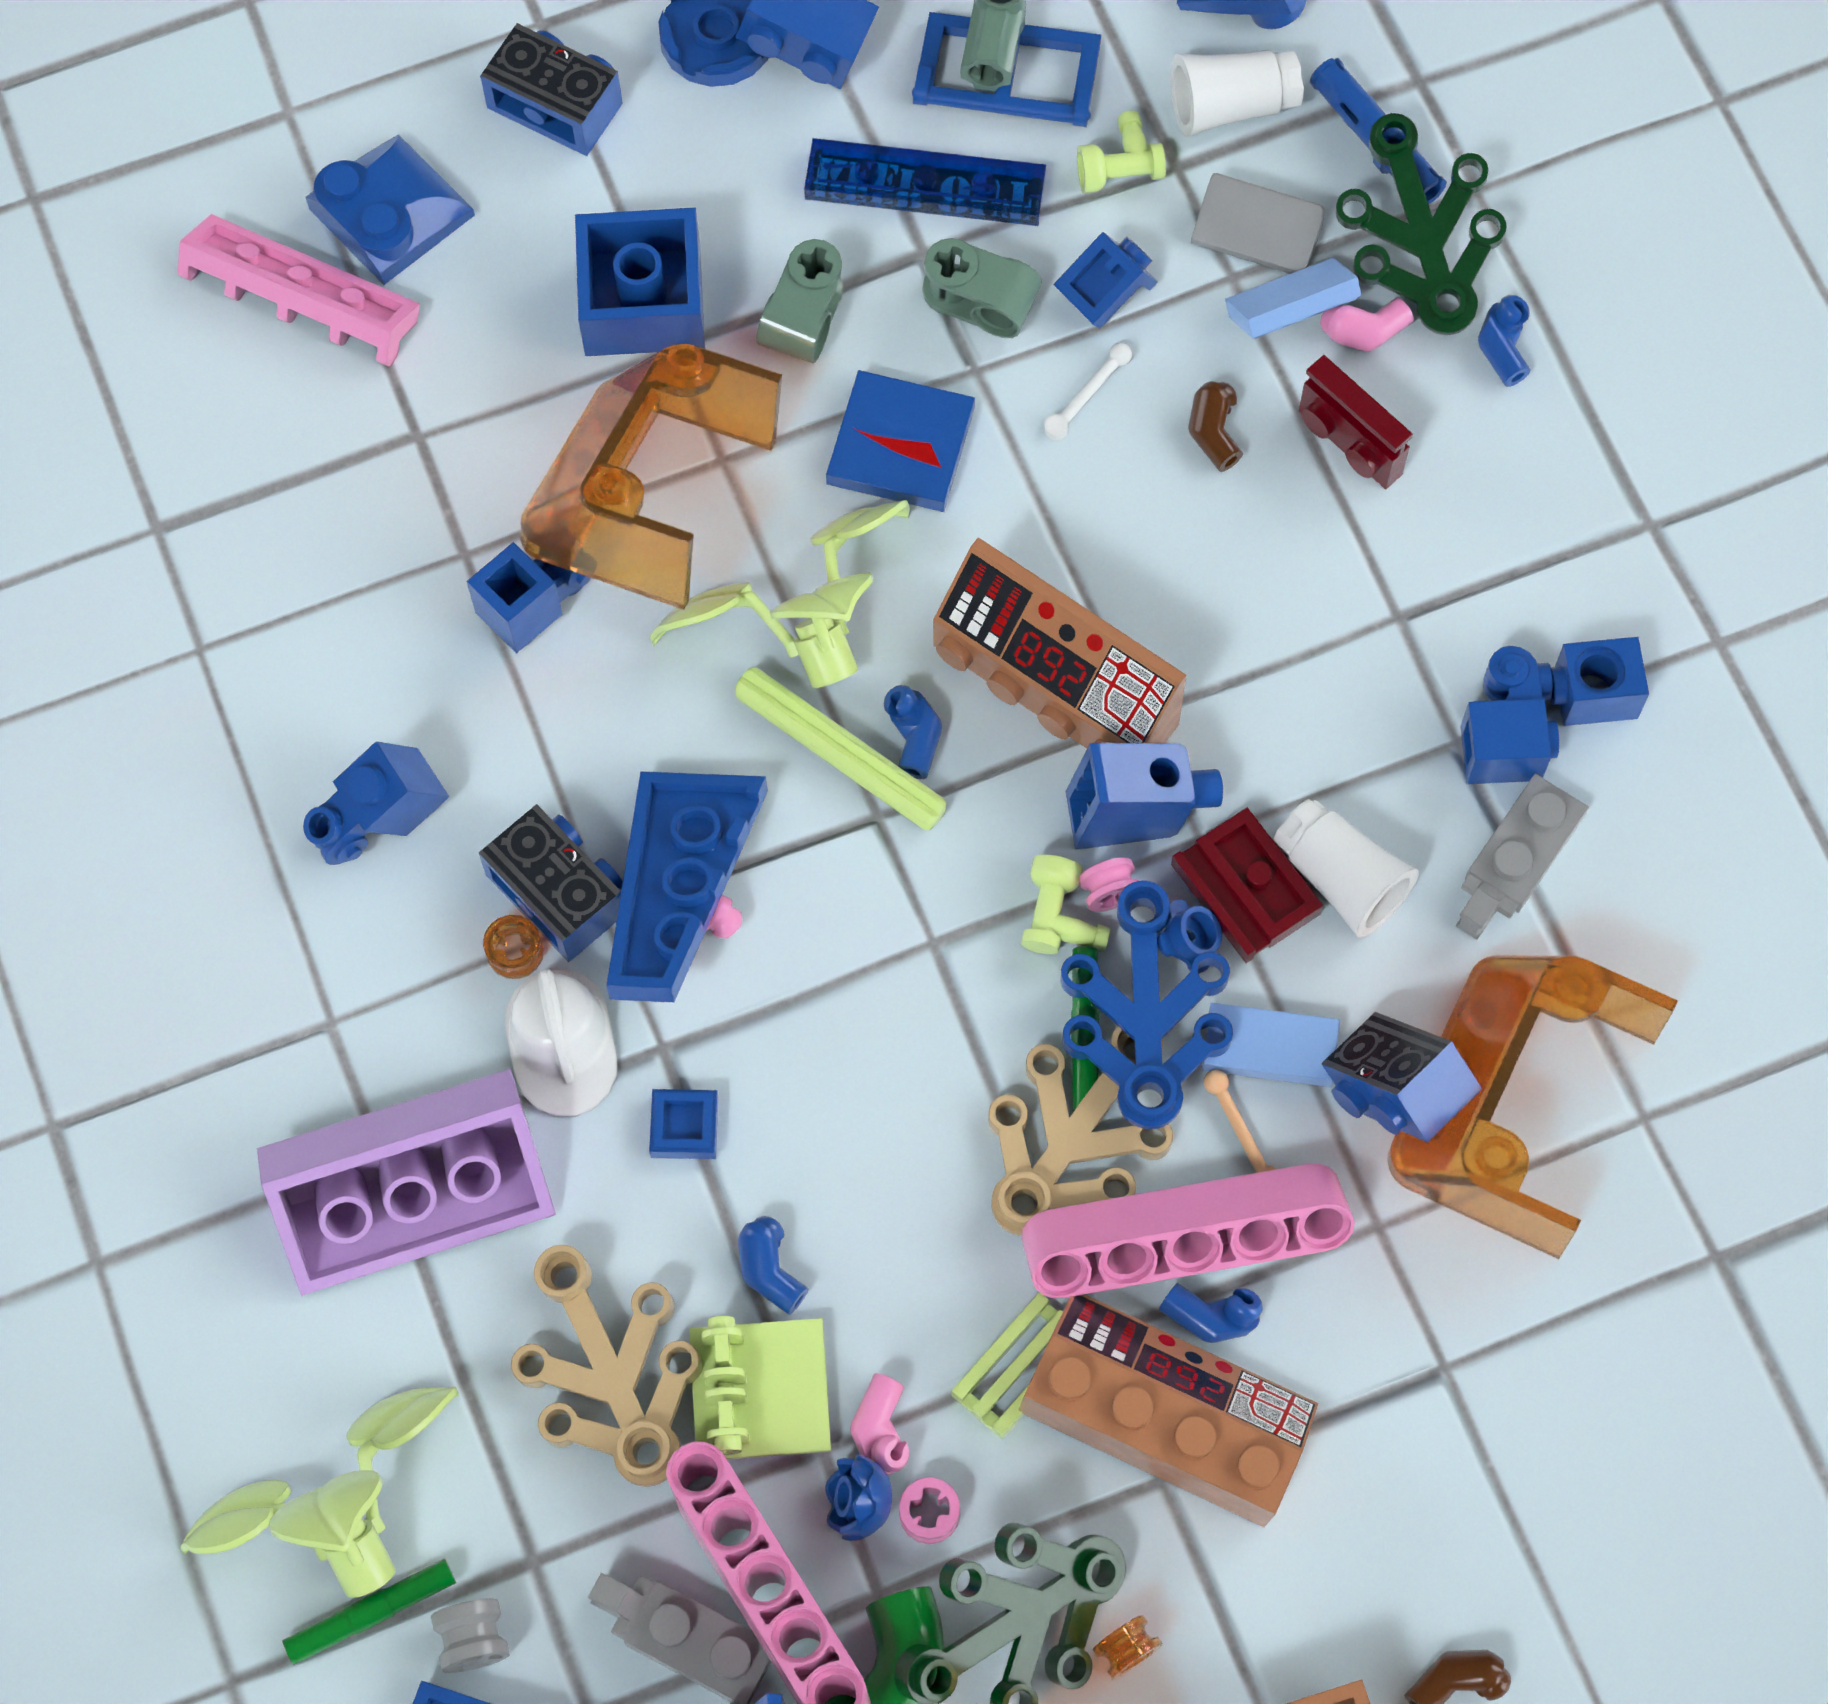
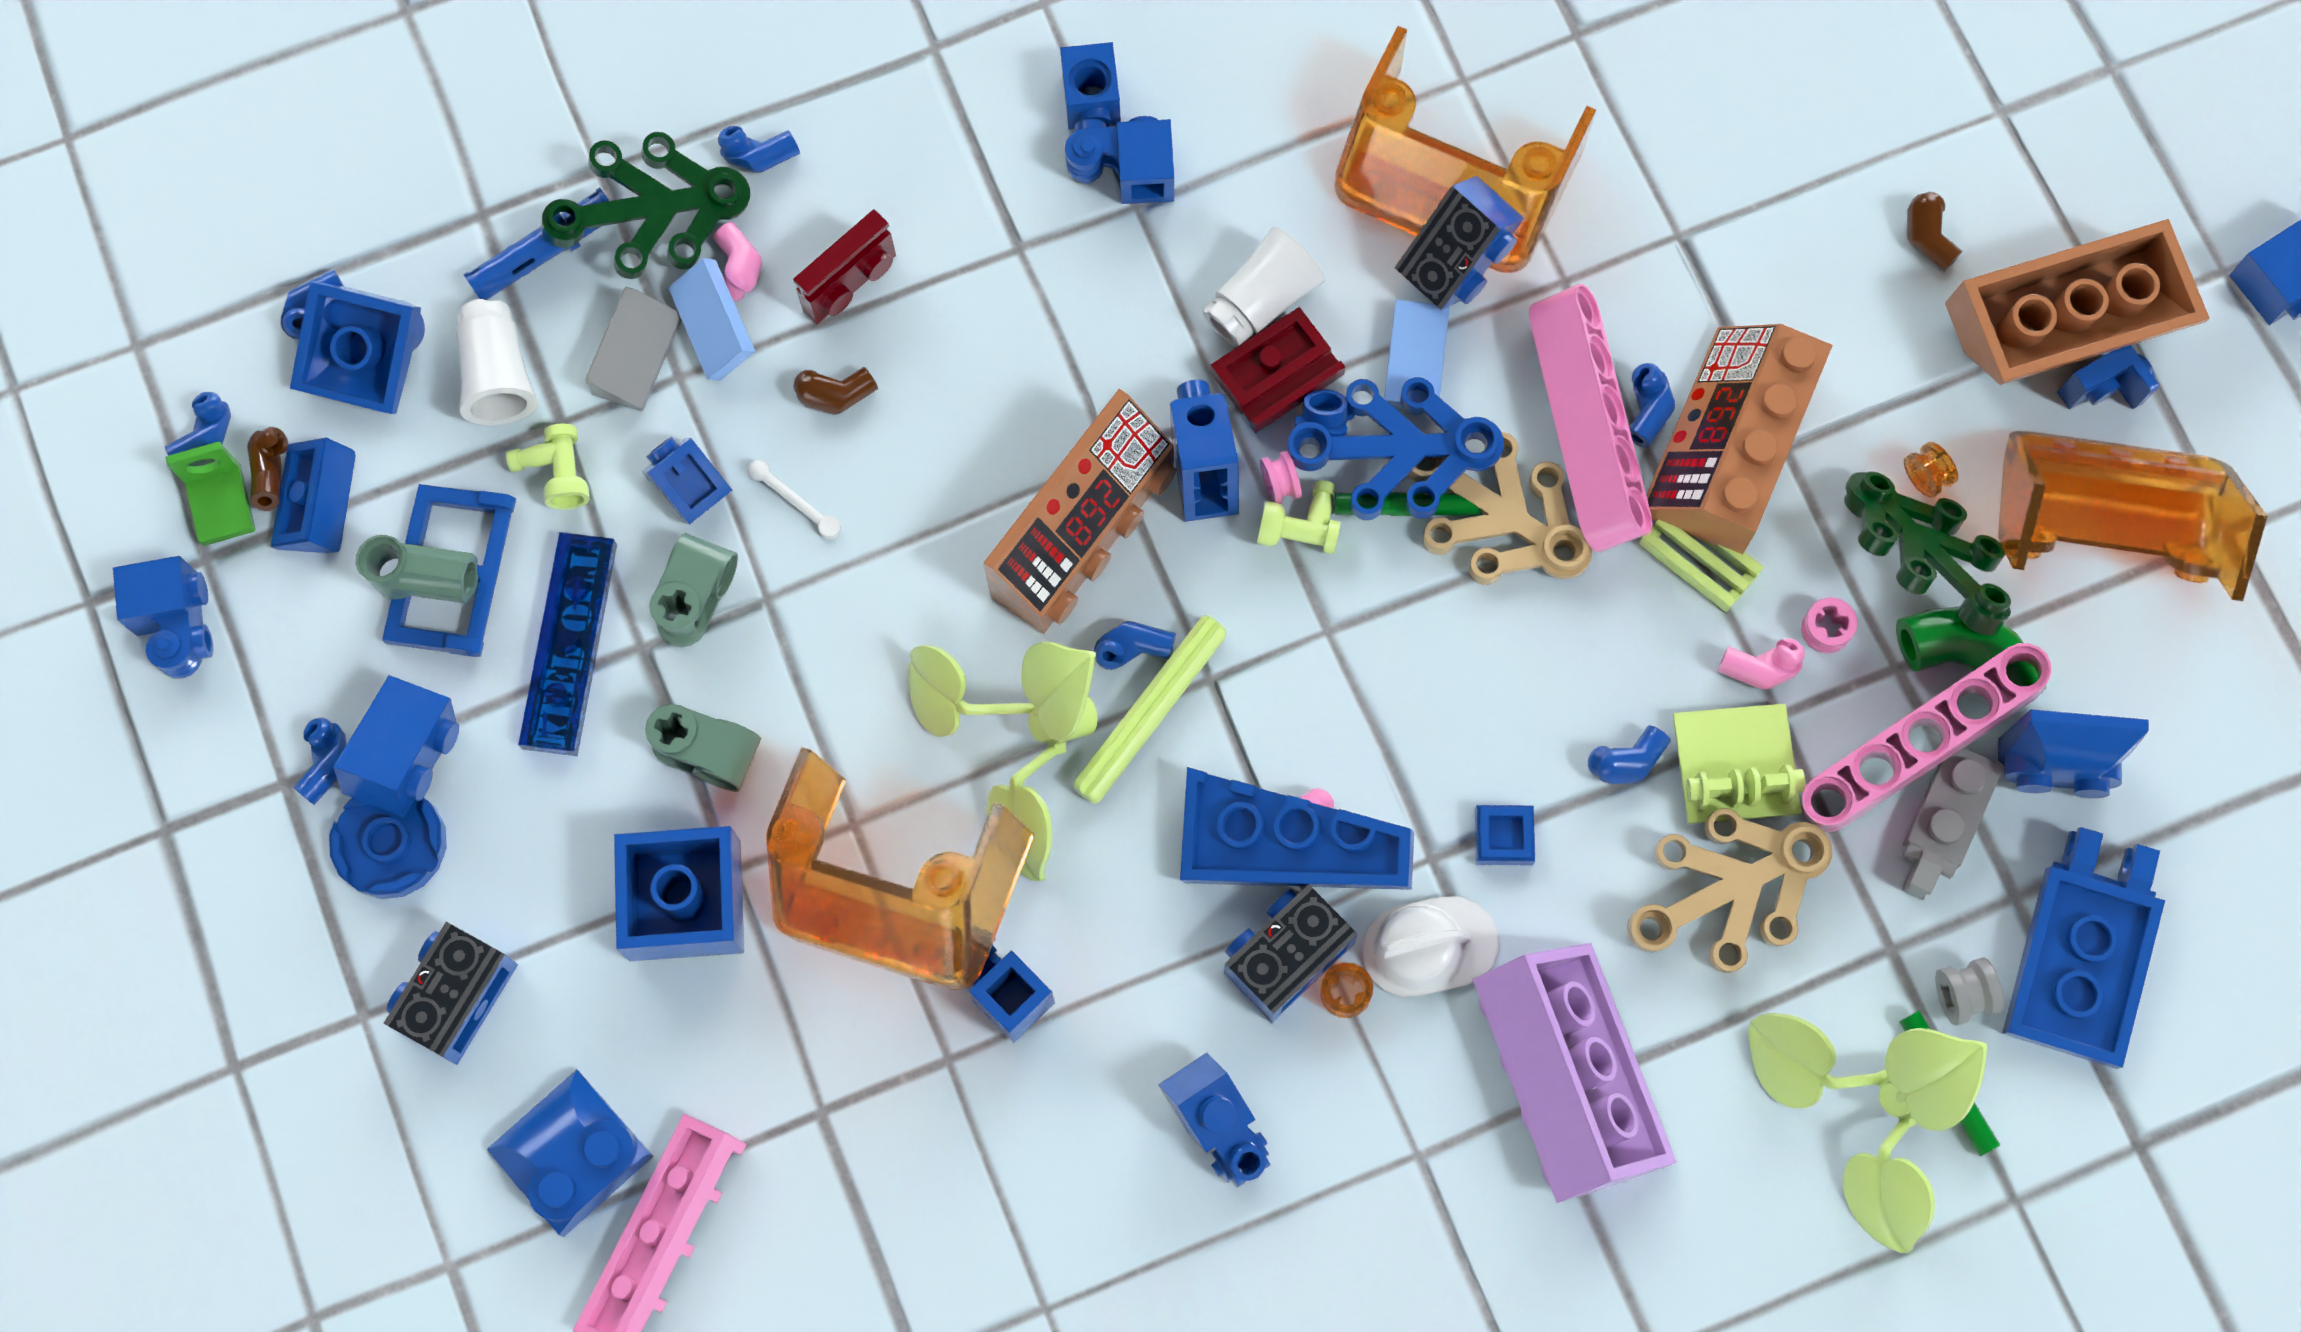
camera: 90 degrees left, 5 degrees up
(858, 1497) = (1828, 678): blue plate -> none
(900, 441) = (842, 661): blue tile -> none
(1216, 1083) = (1528, 365): light nougat hinge -> none
(1519, 853) = (1242, 160): light grey hinge -> none

